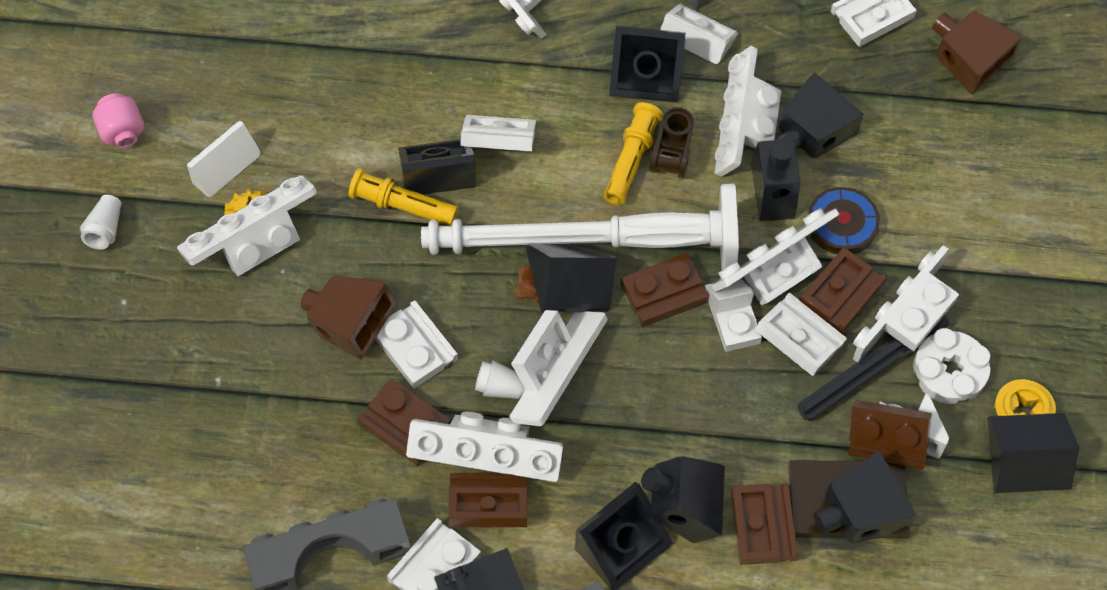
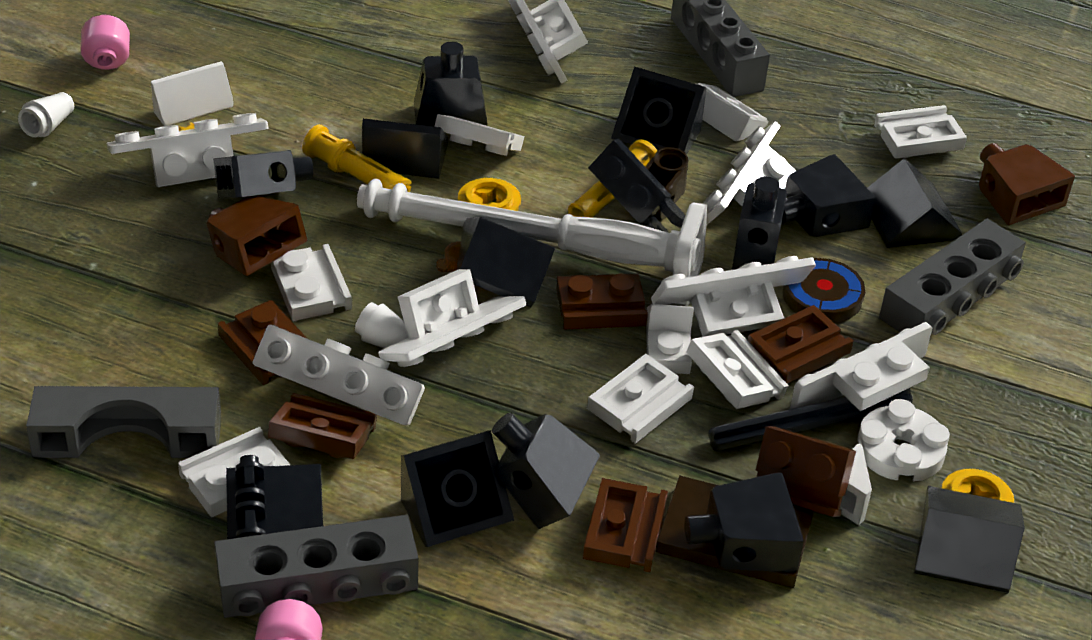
camera: 15 degrees right, 20 degrees down
(328, 246) = (249, 173): none -> black torso
(455, 92) = (449, 87): none -> black torso
(522, 193) = (484, 190): none -> yellow gear
(661, 166) = (635, 186): none -> black hinge
(732, 389) = (640, 398): none -> white plate
(889, 106) = (910, 209): none -> black slope
(967, 137) = (953, 278): none -> dark grey brick

